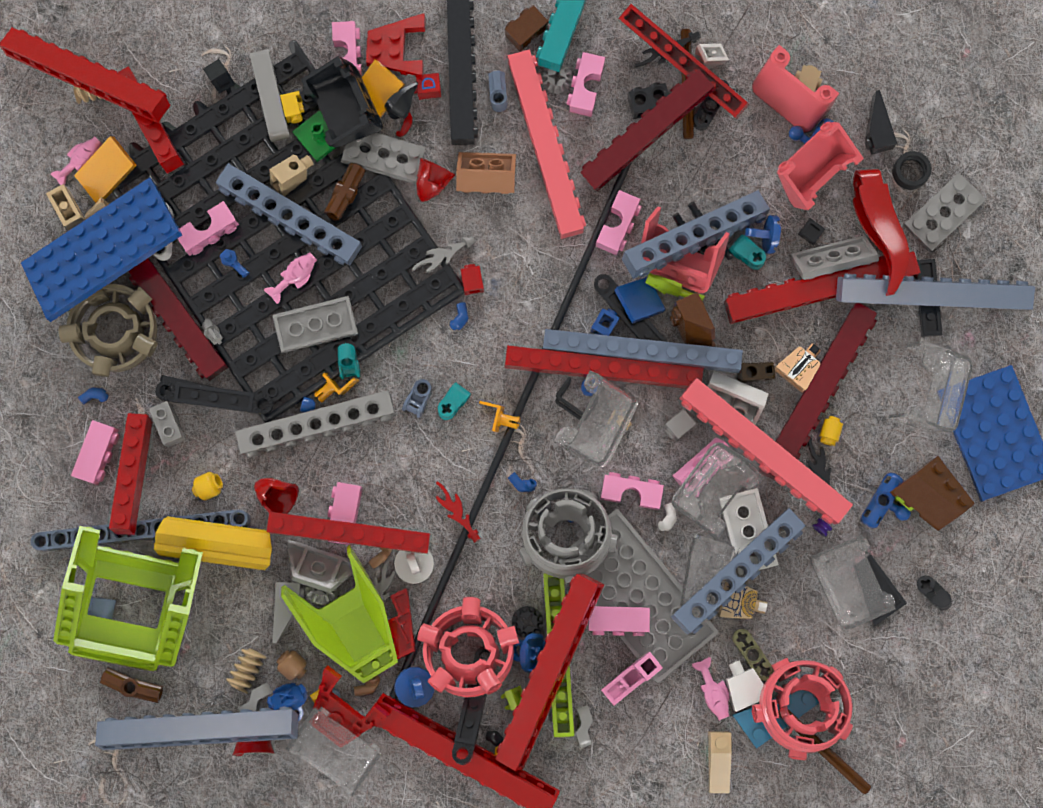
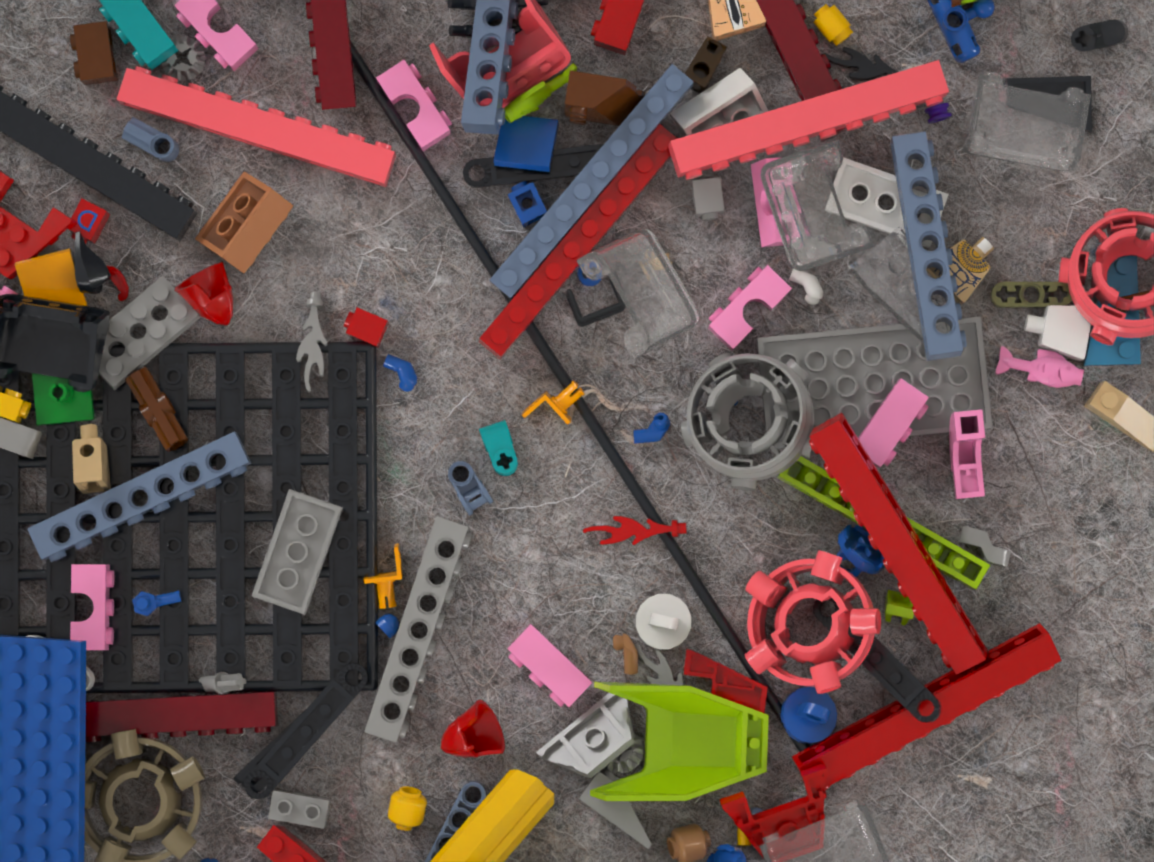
camera: 60 degrees left, 5 degrees up
(297, 273) = (219, 532): bright pink animal -> none
(348, 361) = (368, 541): teal piece -> none
(348, 533) = (580, 673): red brick -> none
(368, 688) = (774, 770): medium nougat arm -> none
(495, 738) = (931, 659): black arm -> none
(525, 612) = (807, 528): black gear -> none

